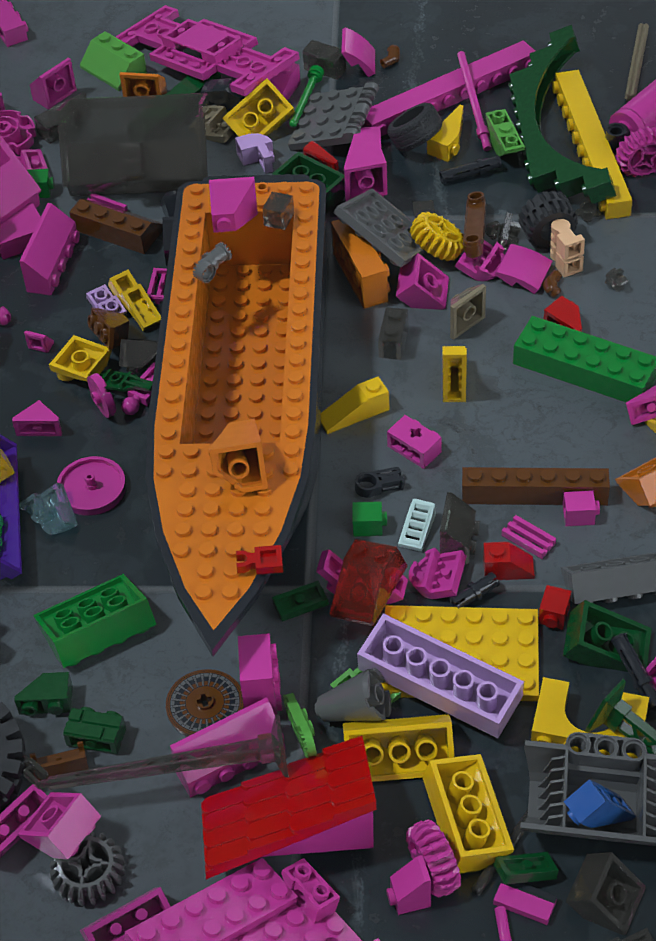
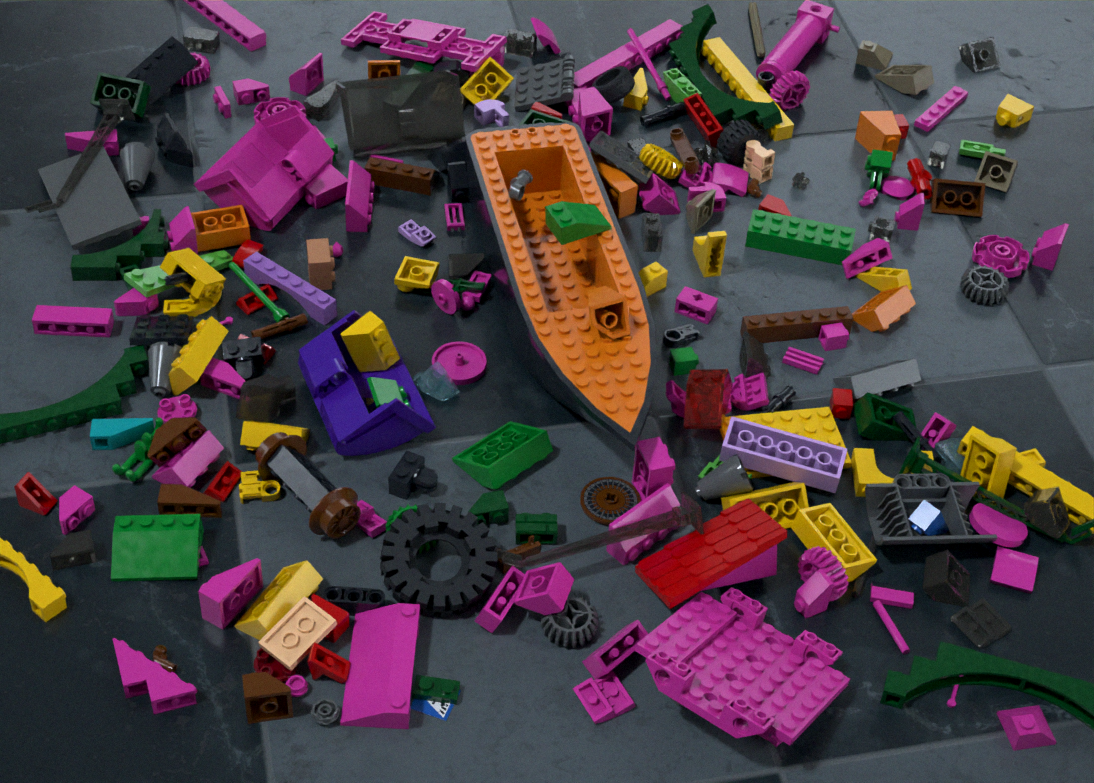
camera: 20 degrees left, 5 degrees down
(37, 421) = (401, 321): dark pink slope -> none
(38, 341) = (373, 264): dark pink slope -> none
(108, 326) = (428, 247): reddish brown slope -> none
(110, 56) = (348, 55): bright green slope -> none
(135, 299) = (440, 227): yellow slope -> none
(232, 203) = (519, 141): dark pink slope -> none
(261, 319) = (574, 221): none -> green slope
(264, 559) = (649, 380): red plate -> none
(278, 210) = (555, 144): clear smoke brick -> none
(300, 601) = (657, 421): dark green plate -> none
(301, 725) = (708, 505): bright green plate -> none
(314, 75) = (515, 56): green piece -> none
(393, 56) = (570, 38): reddish brown arm -> none
(422, 511) = (720, 356): light aqua slope -> none
(494, 289) = (720, 197): none -> dark pink brick
(507, 561) = (794, 375): red slope -> none
(515, 179) = (703, 119): none -> red brick
(526, 868) = (887, 572): dark green plate -> none

